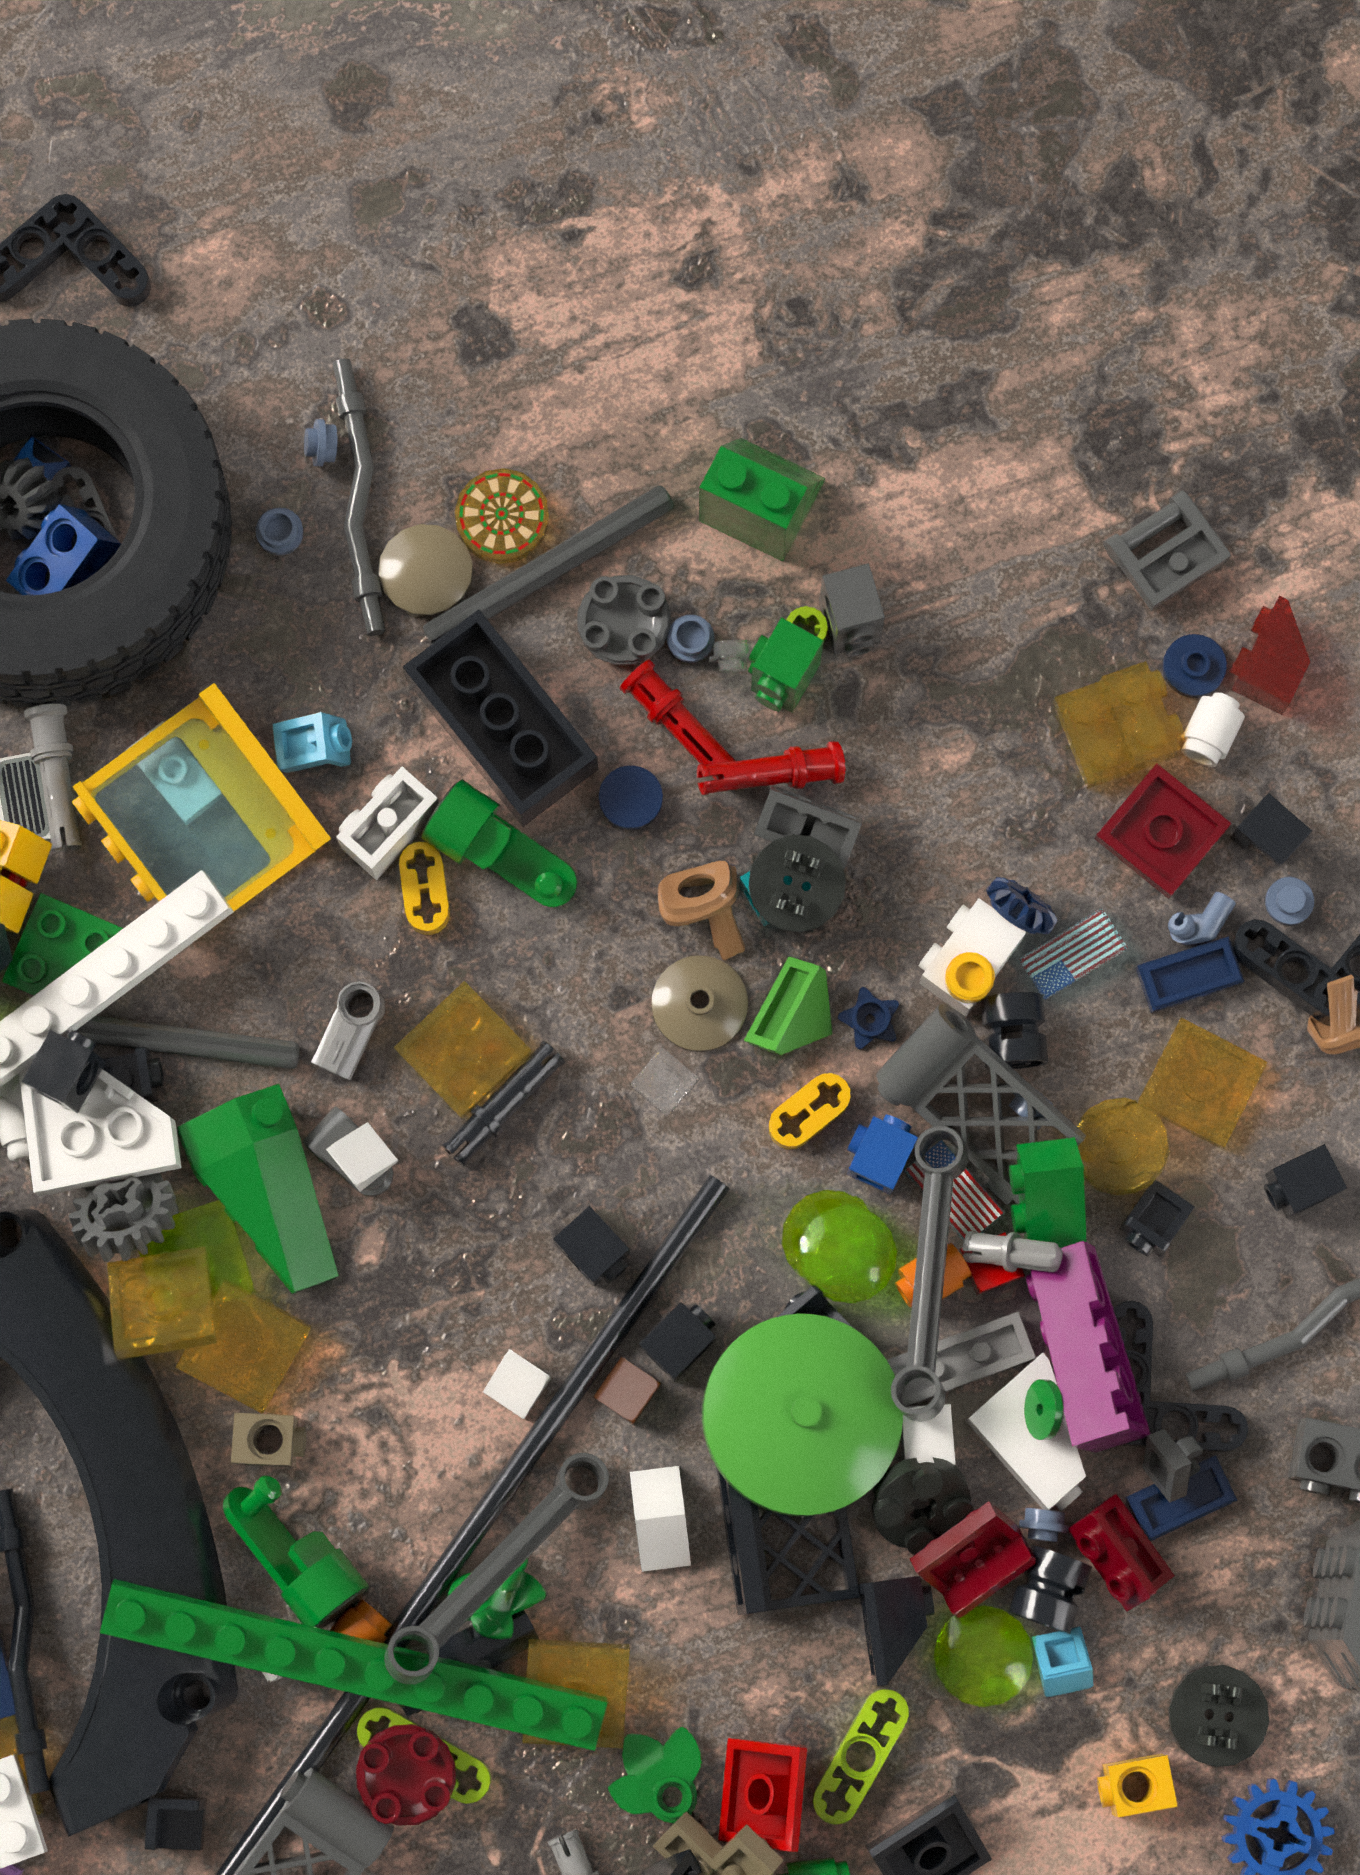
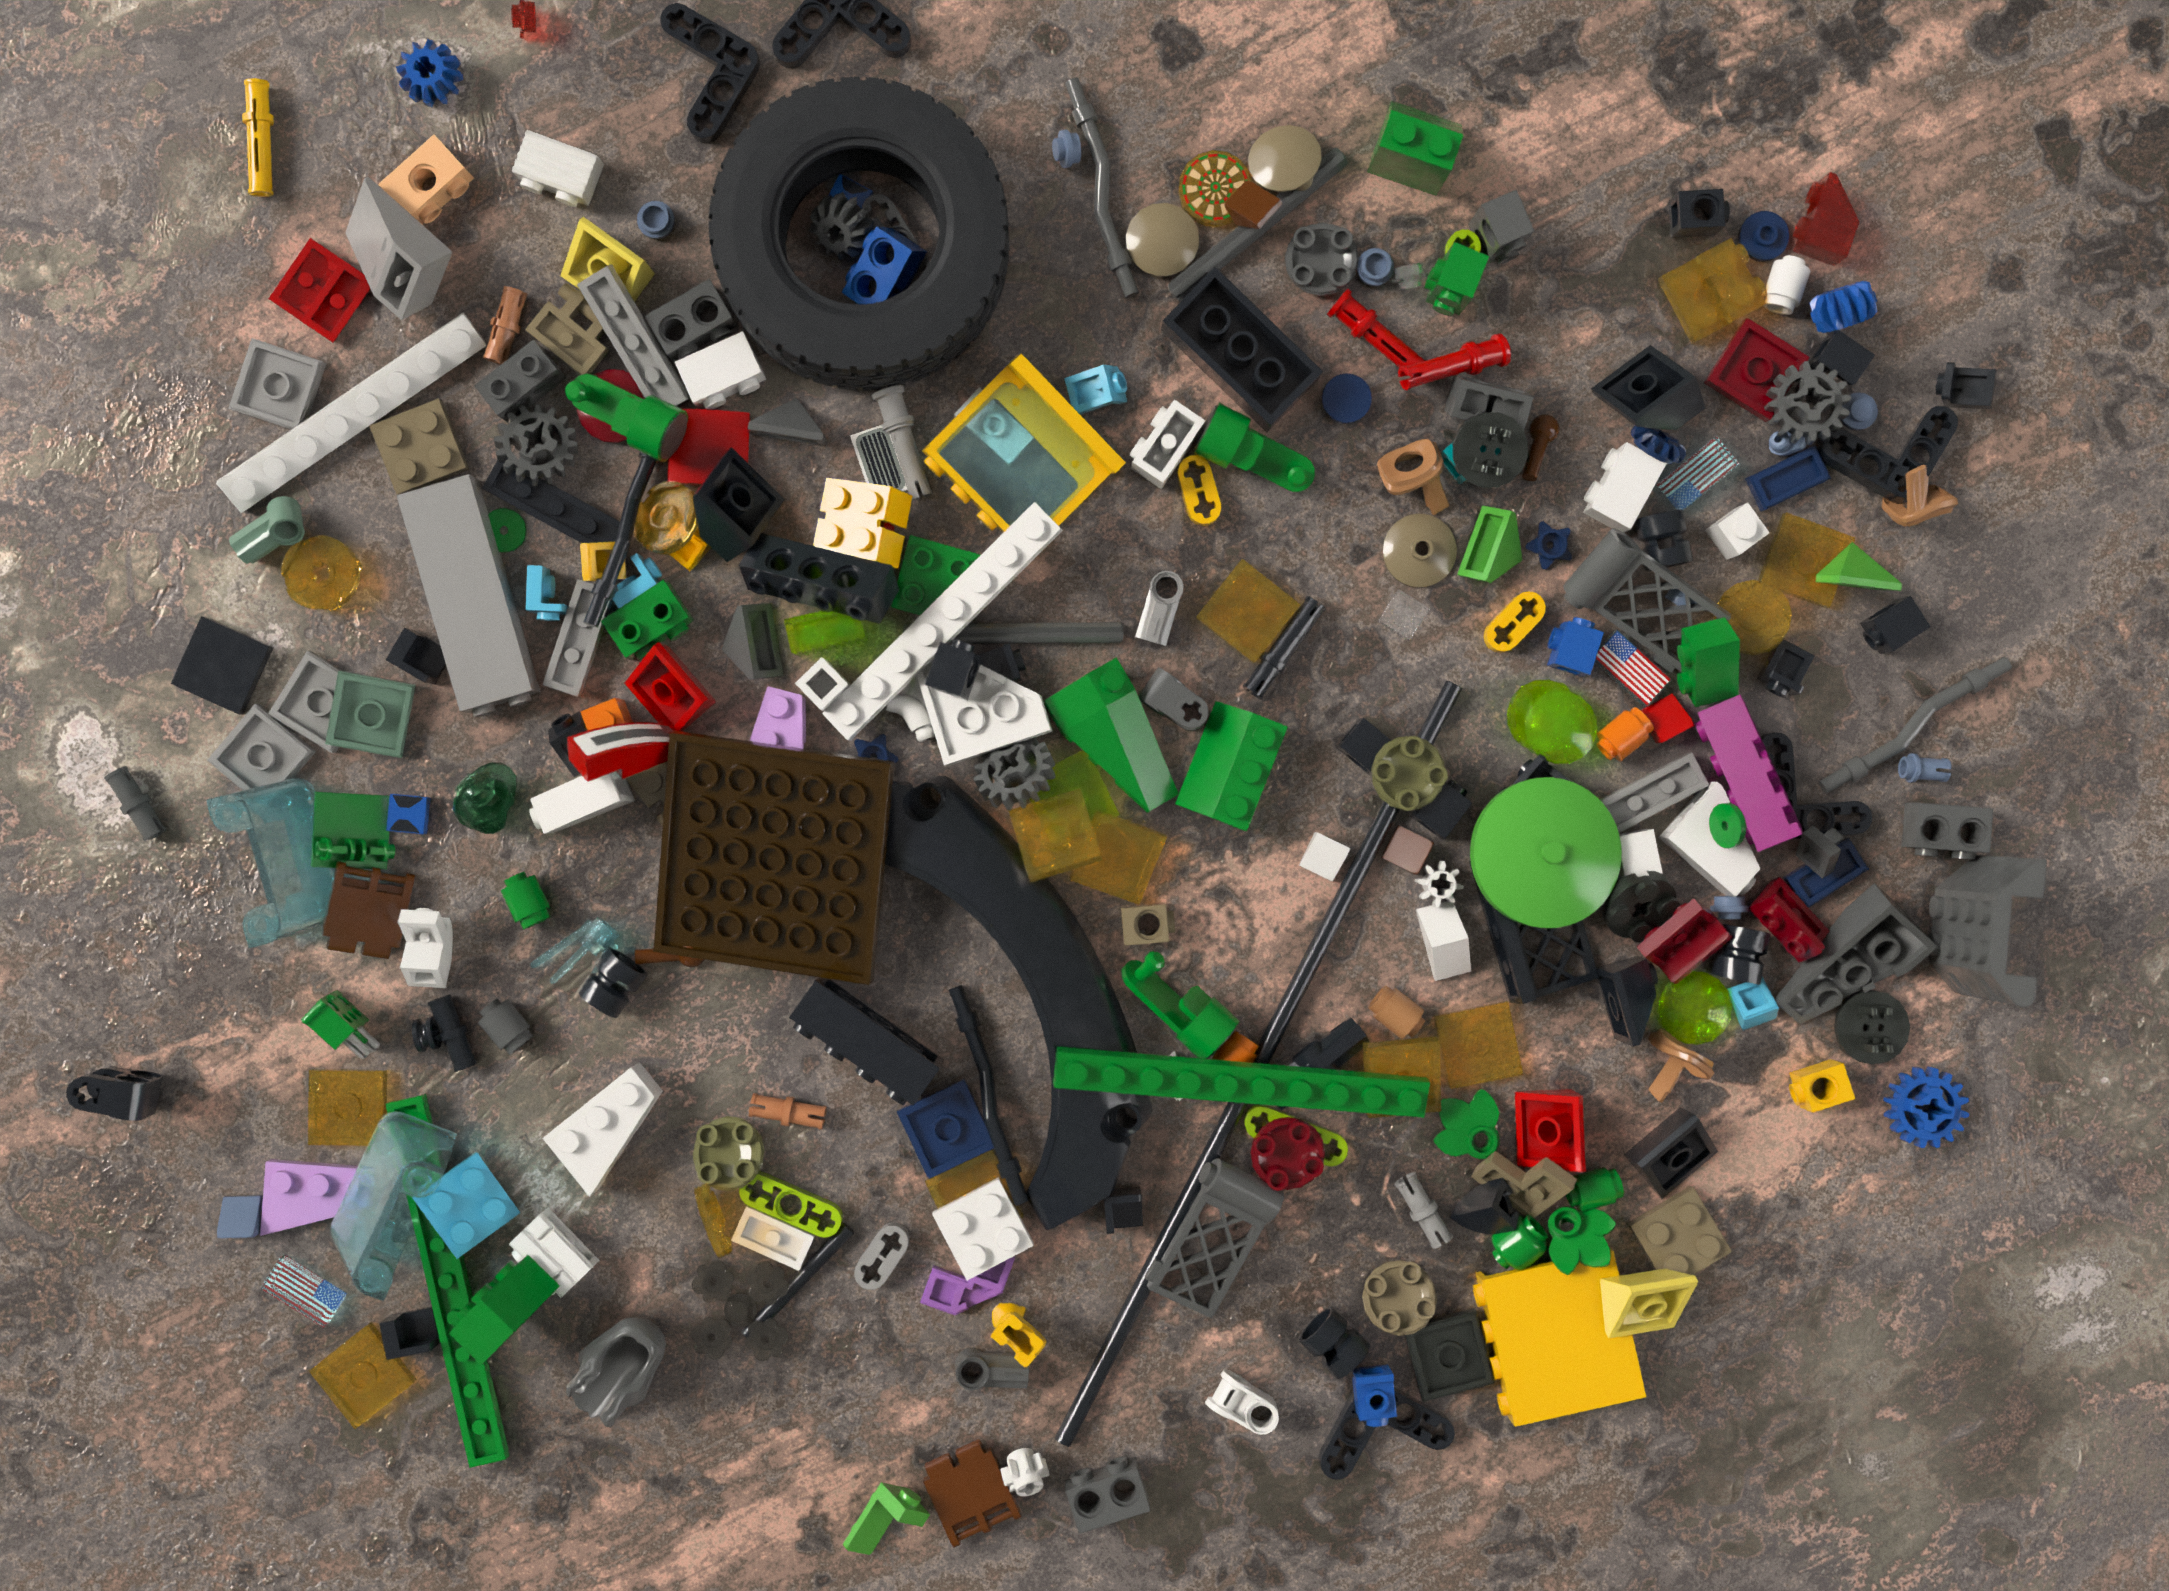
camera: 10 degrees left, 10 degrees up
(279, 531) = (1044, 224): sand blue plate -> none
(362, 1156) = (1189, 704): white slope -> none
(412, 1247) = (1231, 765): none -> green slope
(497, 1568) = (1335, 996): dark grey piece -> none
(514, 1595) = (1338, 1013): green plate -> none
(540, 541) = (1252, 205): none -> reddish brown slope
(582, 1605) = (1397, 1012): none -> medium nougat brick
(593, 491) = (1285, 159): none -> dark tan dish
(636, 1285) = (1408, 773): none -> olive dish
(654, 1428) = (1443, 892): none -> white gear
(687, 1666) = (1478, 1044): none -> clear yellow tile
(831, 1783) = (1593, 1113): lime beam -> none
(880, 872) = (1543, 431): none -> reddish brown bar
(929, 1273) = (1627, 732): dark grey piece -> none
(956, 1722) = (1679, 1059): none -> medium nougat piece
(969, 977) = (1629, 505): yellow tile -> none
(1012, 1252) = (1686, 709): light grey axle -> none
(1022, 841) = (1652, 391): none -> black slope
(1092, 636) = (1682, 217): none -> black brick
(1111, 1032) = (1737, 531): none -> white brick
(1175, 562) = (1743, 155): dark grey plate -> none
(1212, 1607) = (1863, 947): none -> dark grey wedge
(1237, 879) = (1824, 397): none -> dark grey gear
(1262, 1103) = (1857, 570): none -> bright green slope
(1279, 765) = (1843, 307): none -> blue gear
(1324, 1376) = (1917, 768): none -> sand blue pin

